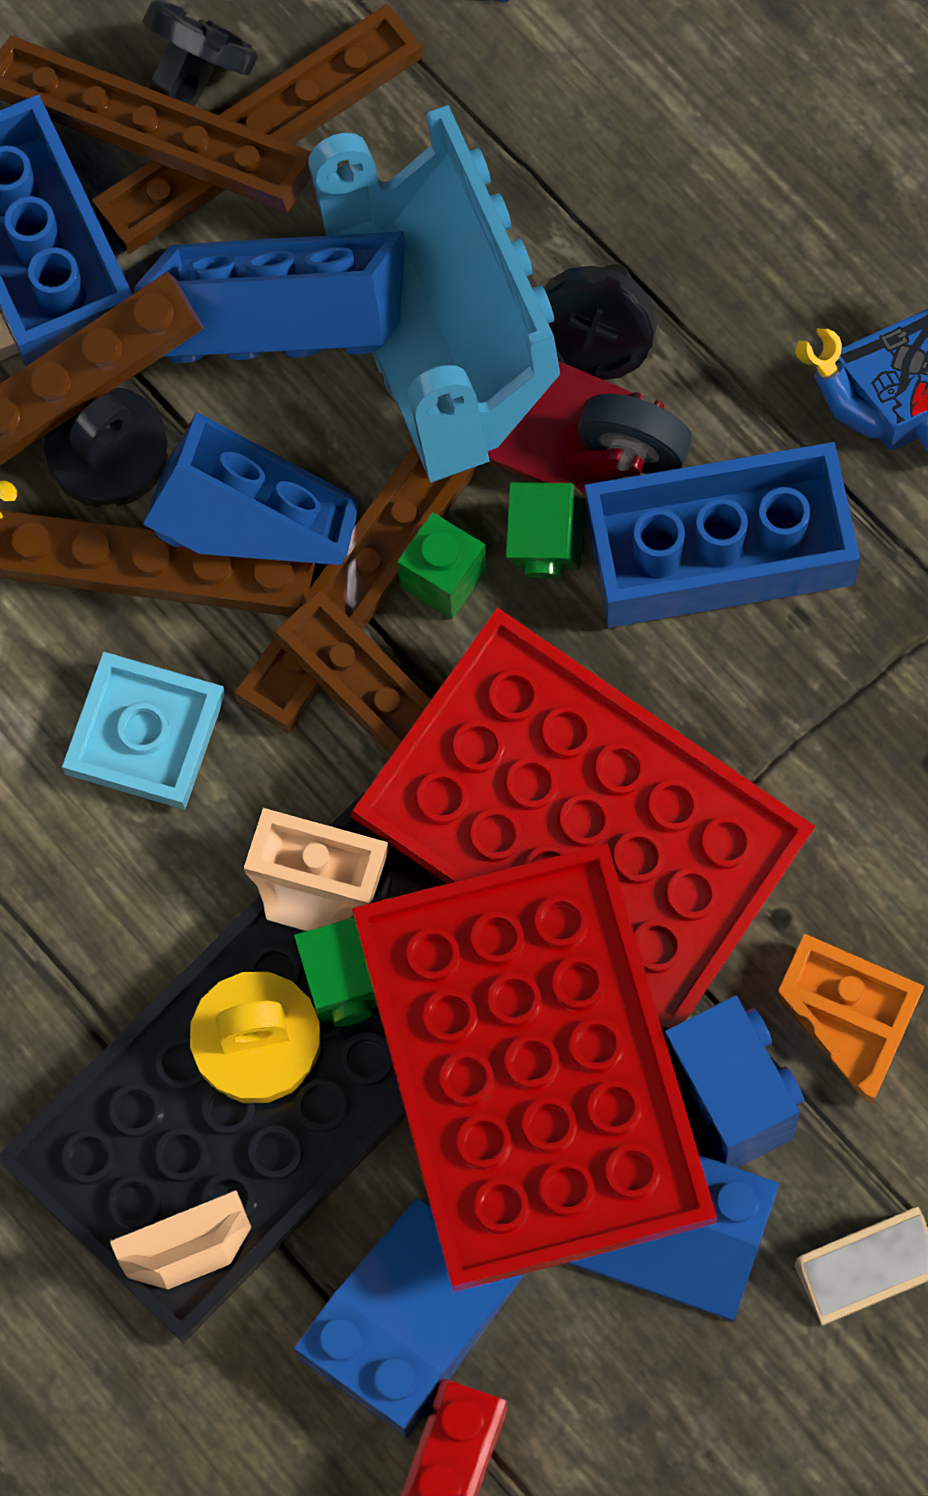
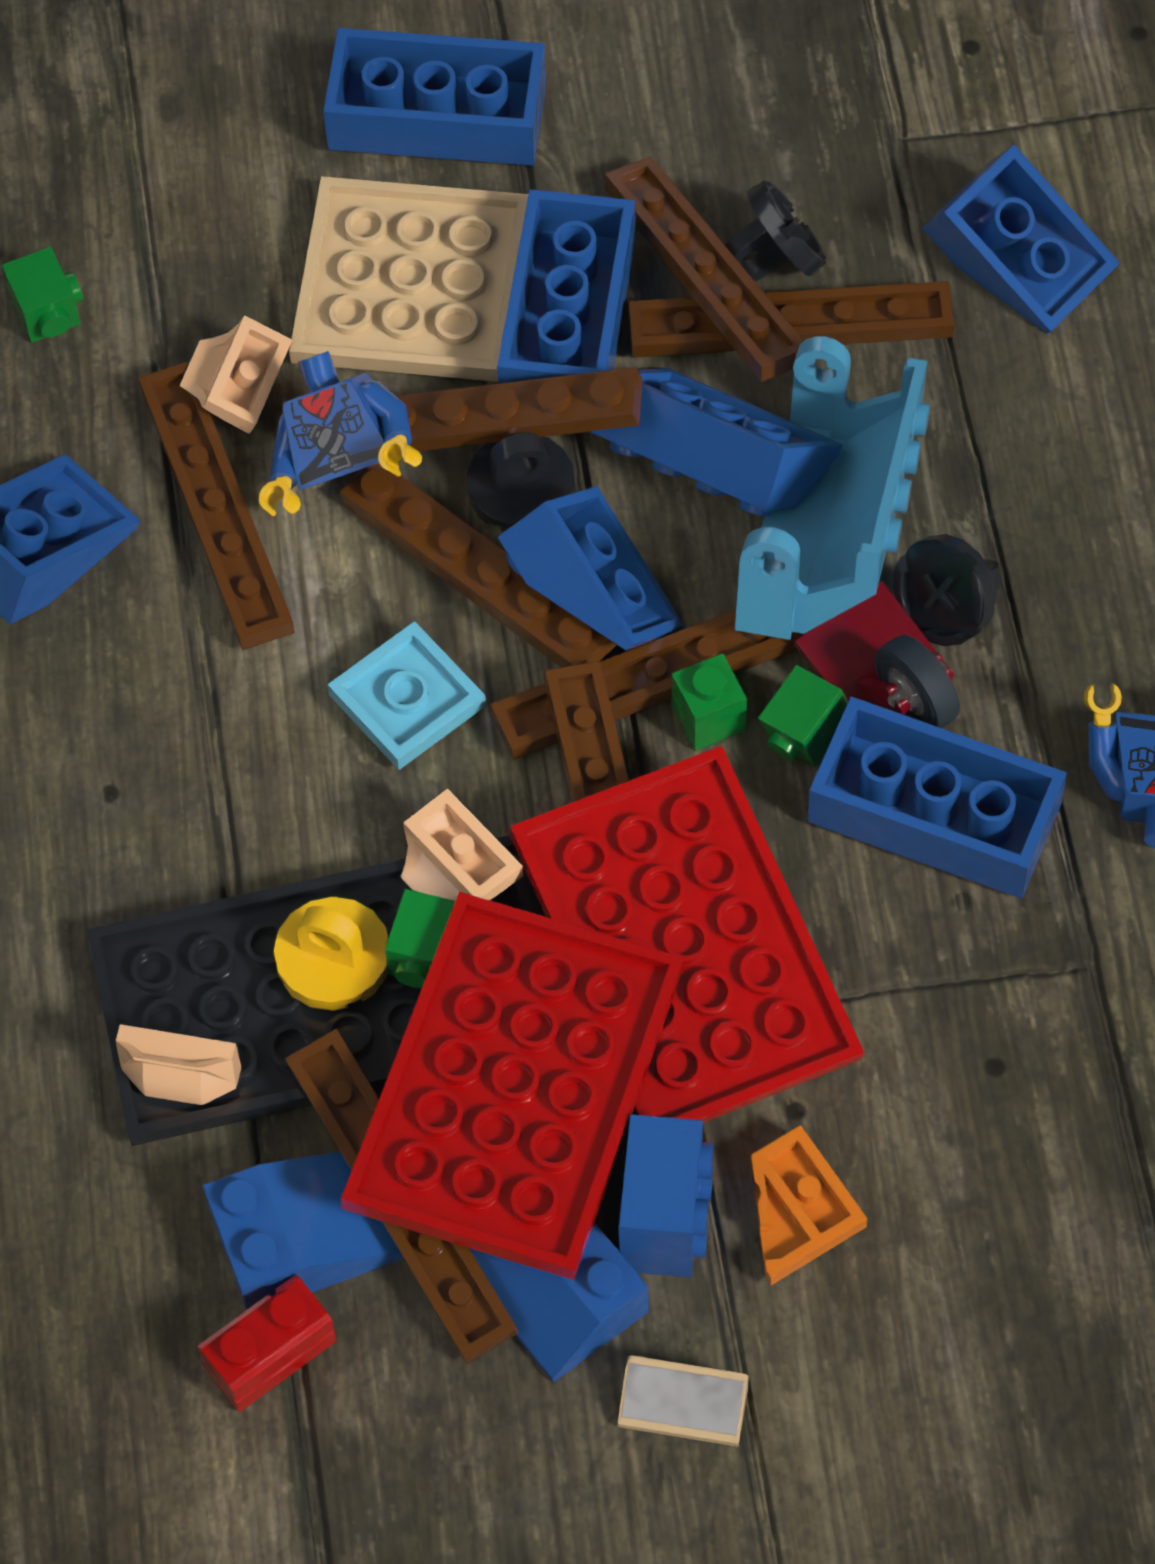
camera: 30 degrees right, 10 degrees down
(395, 1194) = (442, 1269): none -> reddish brown plate

